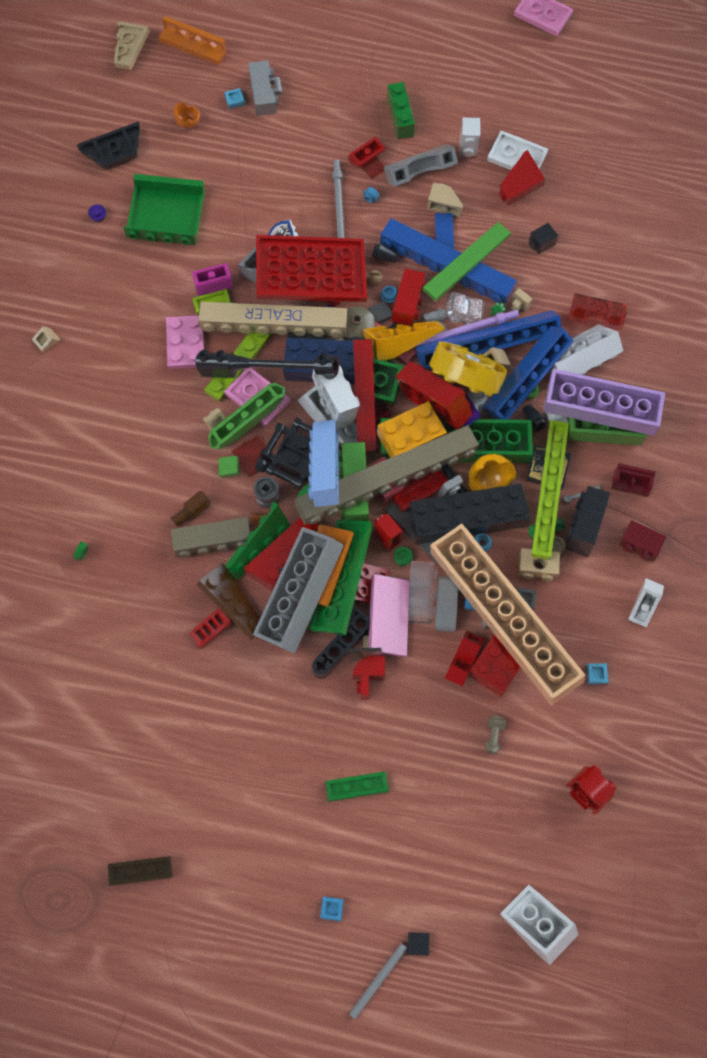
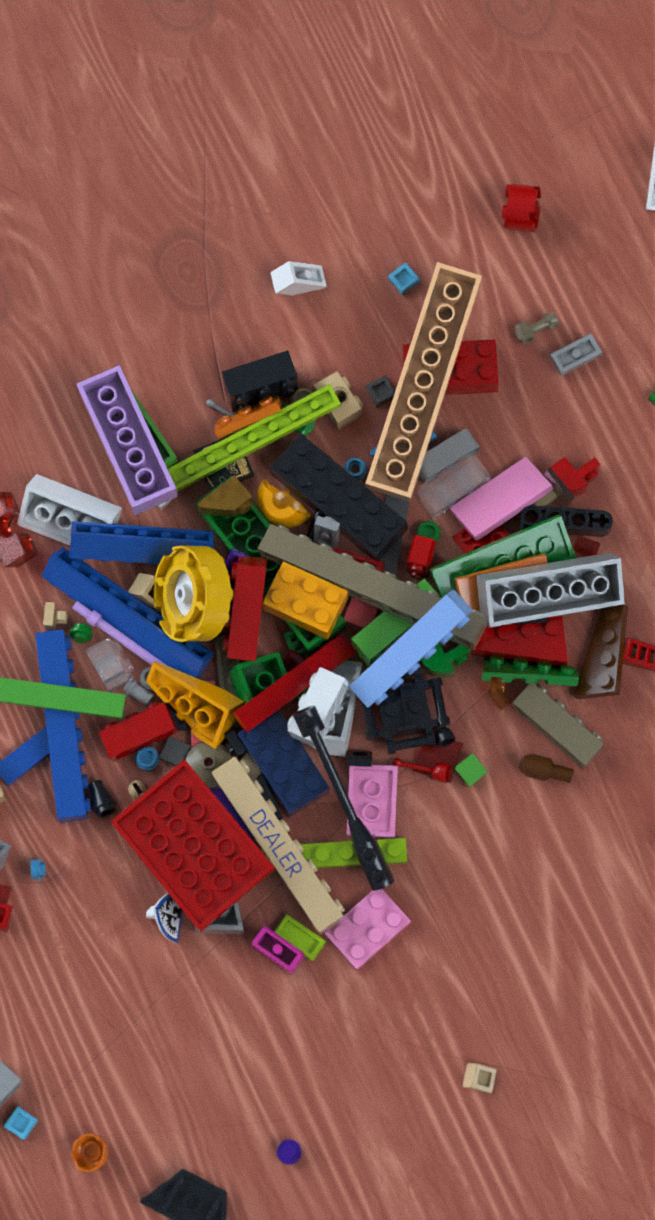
camera: 120 degrees left, 5 degrees up
(165, 209) = (230, 1078): green panel -> none
(214, 418) = (433, 819): tan tile -> none
(241, 445) = (439, 772): none -> red hinge
(246, 416) = (408, 785): bright green brick -> none
(266, 492) = (470, 706): dark grey wheel -> none
(289, 407) = (359, 758): none -> black tile
(312, 645) = (586, 546): none -> clear red tile
(337, 177) = (40, 924): light grey bar -> none
(454, 745) = (576, 354): none -> light grey plate
(464, 658) = (483, 404): red brick -> none
(516, 436) = (227, 500): none -> pearl gold slope
(538, 420) = (180, 511): black cone -> none
(568, 497) = (247, 416): none -> orange plate
(633, 479) = (176, 373): dark red hinge -> none
(642, 541) = (237, 323): dark red brick -> none

